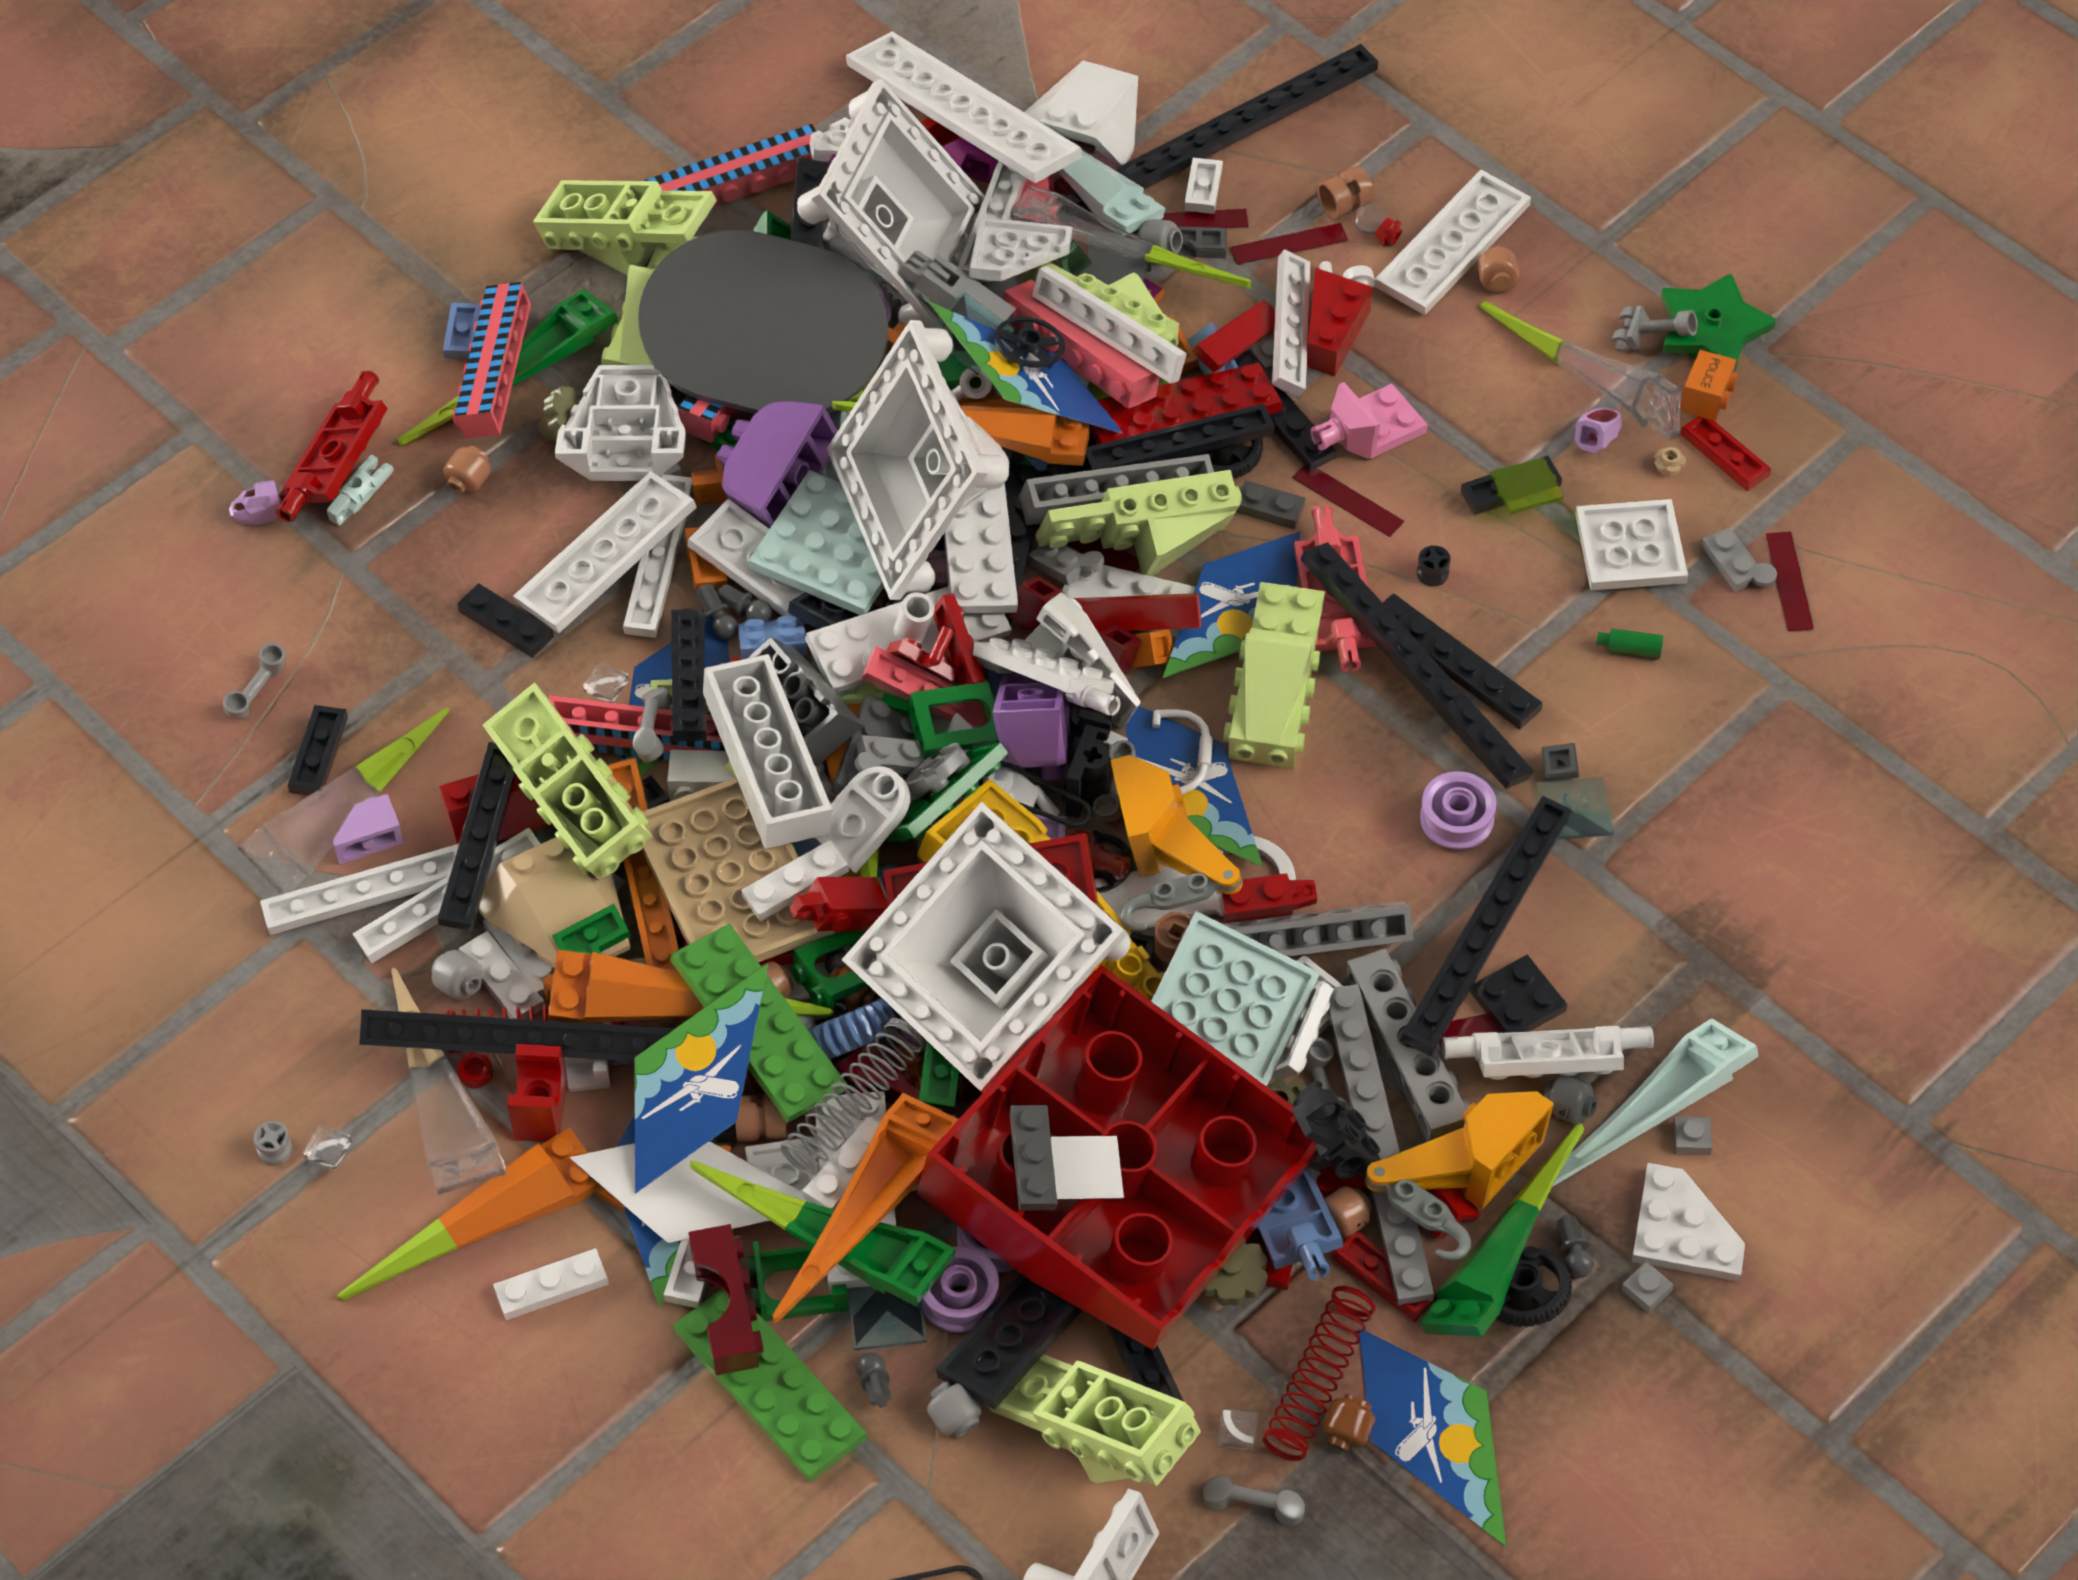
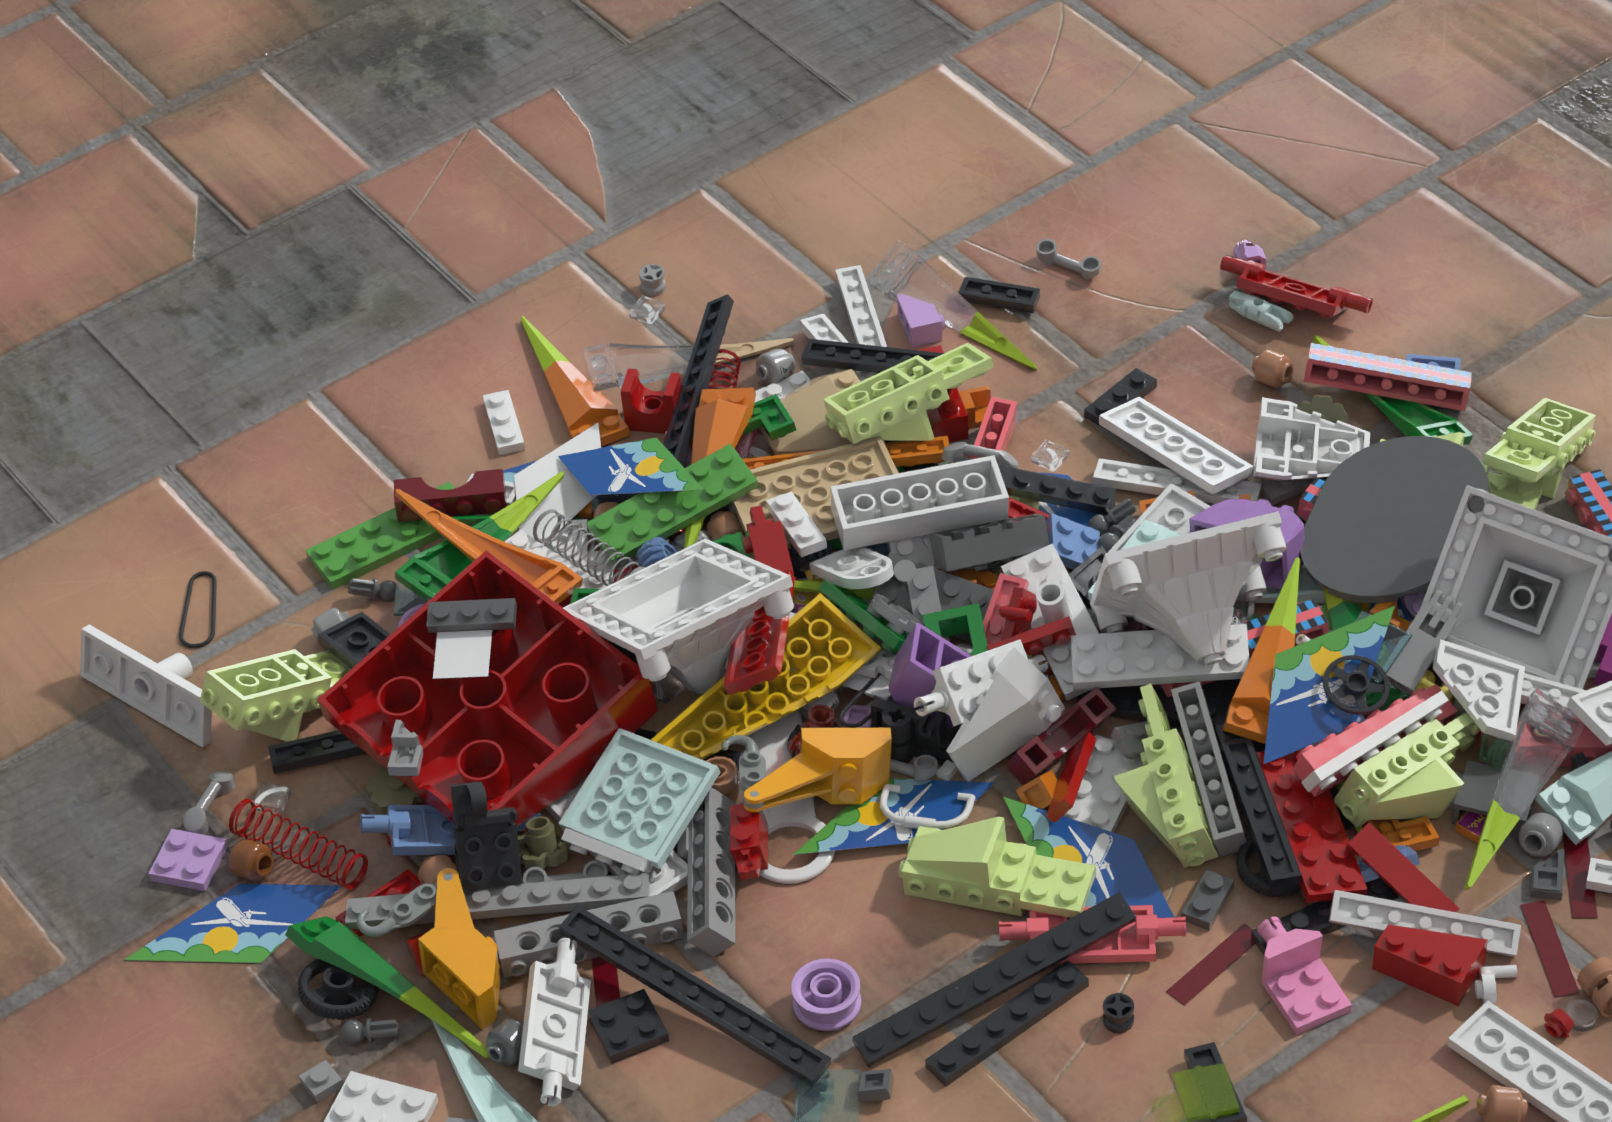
camera: 100 degrees right, 10 degrees down
(1236, 1215) = (406, 752): none -> light grey slope
(1347, 1504) = (188, 860): none -> lavender plate

